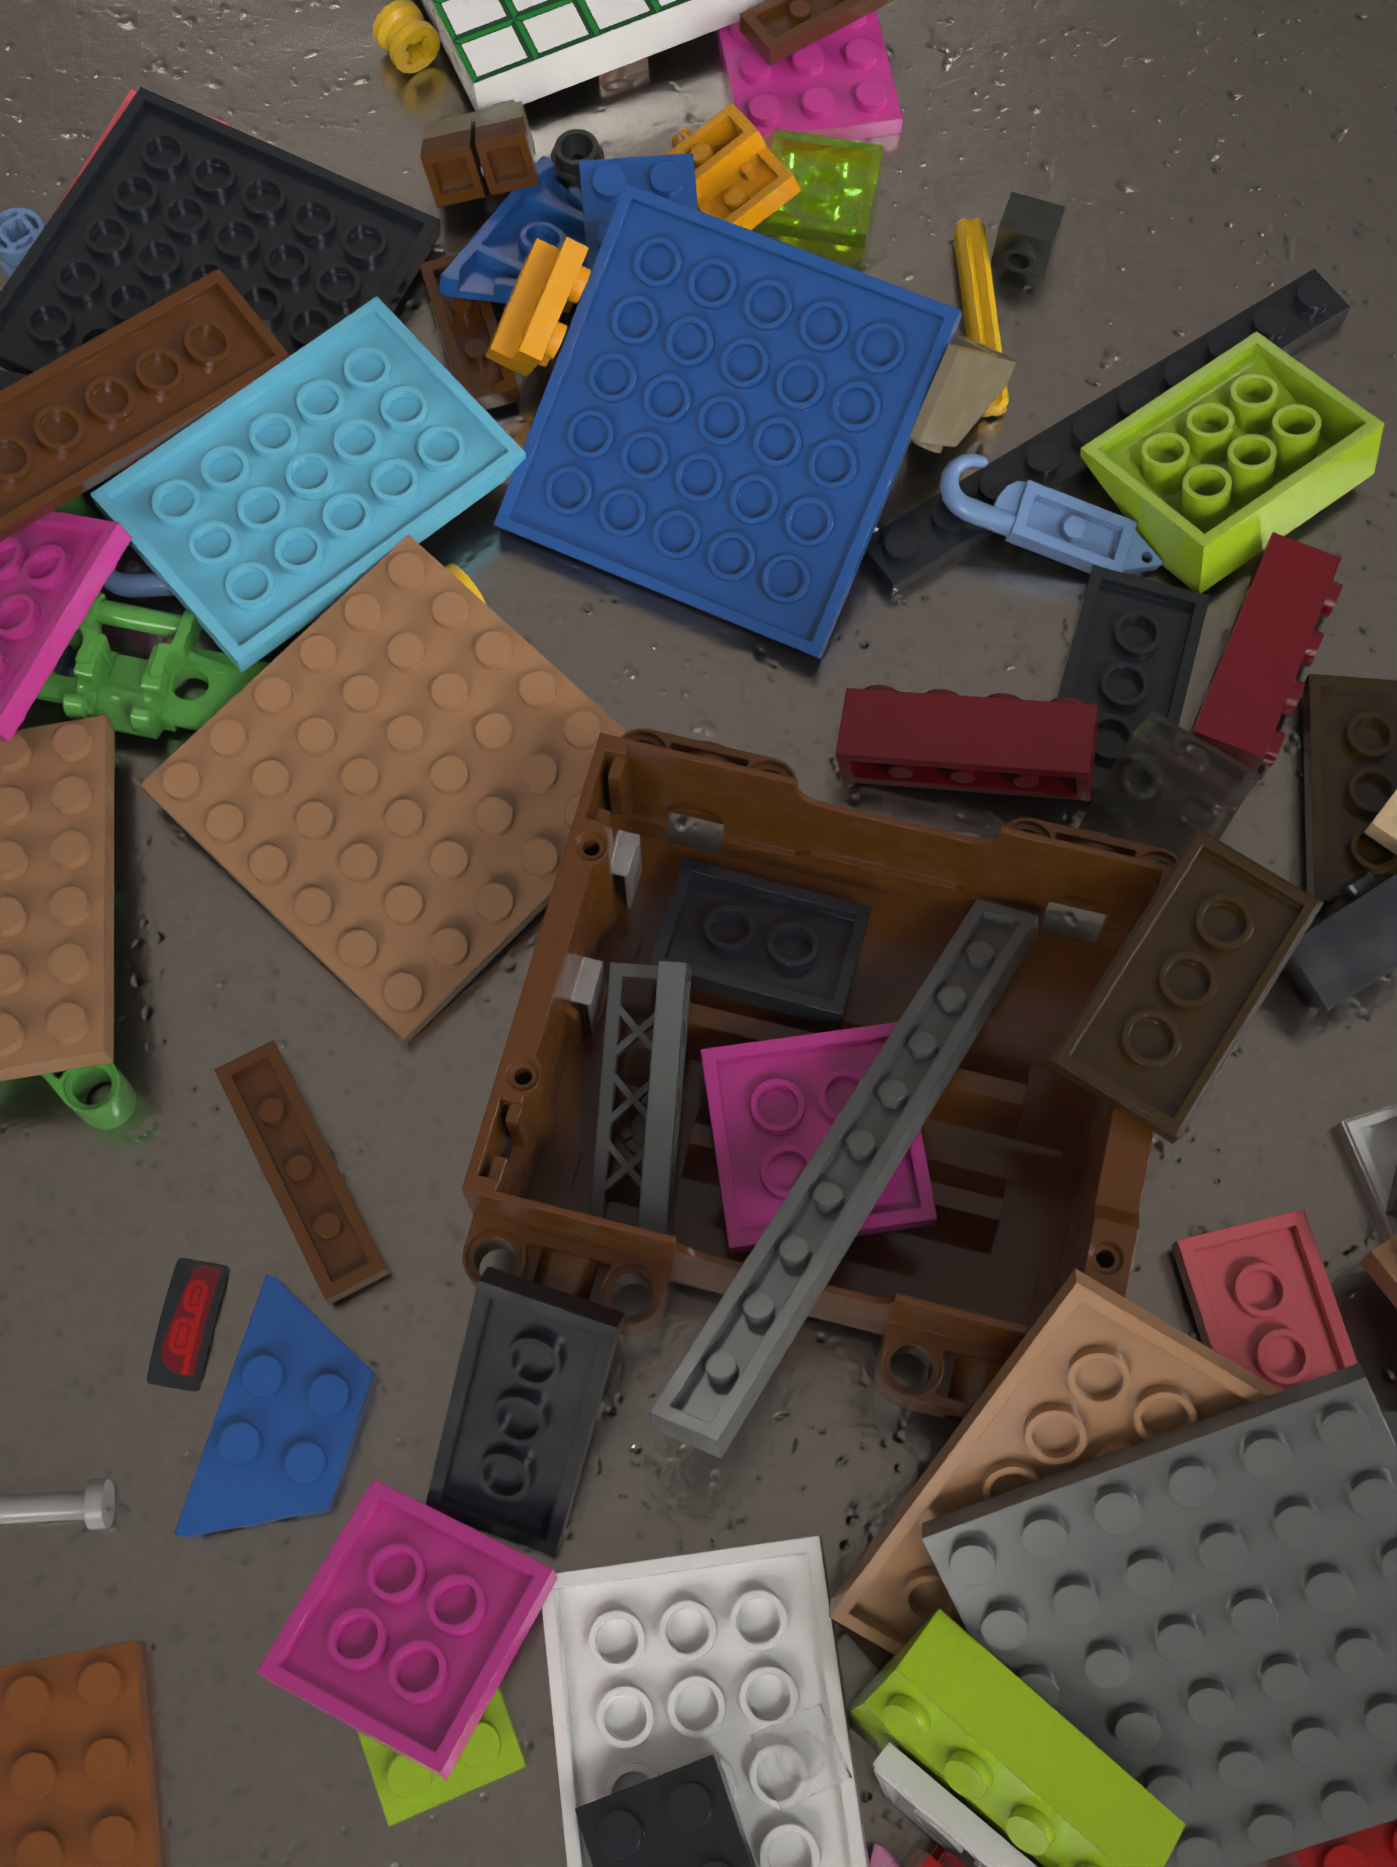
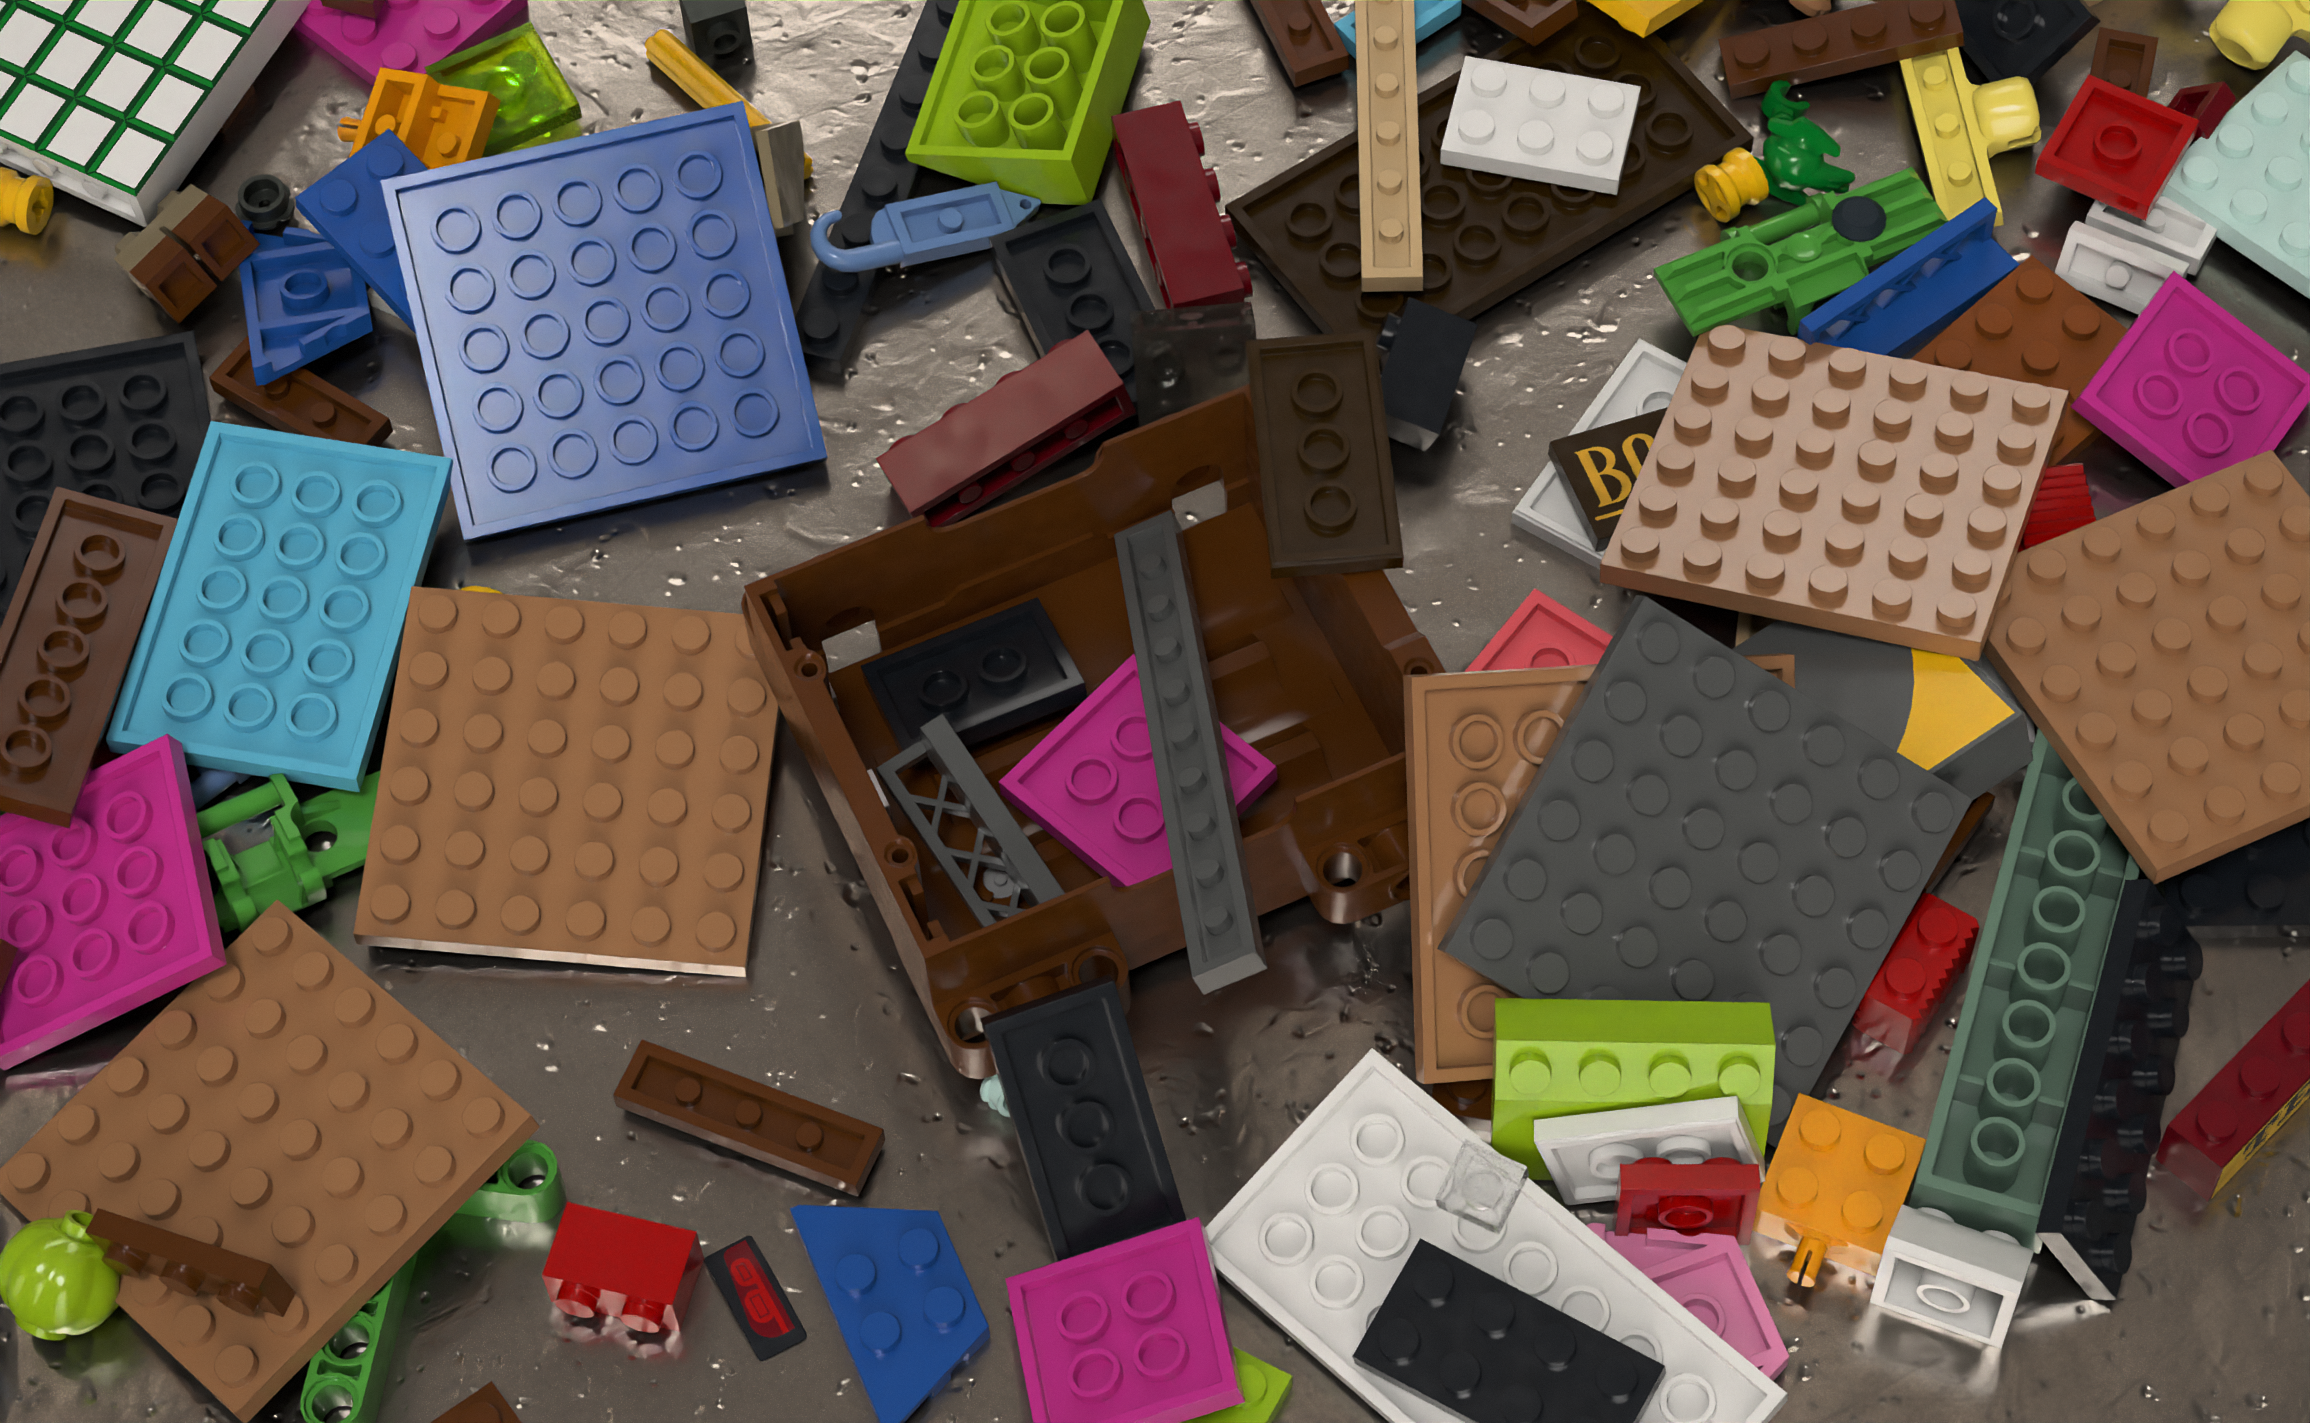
camera: 35 degrees left, 10 degrees down
(100, 1223) = (622, 1268): none -> red brick
(545, 287) = (369, 333): light orange plate -> none

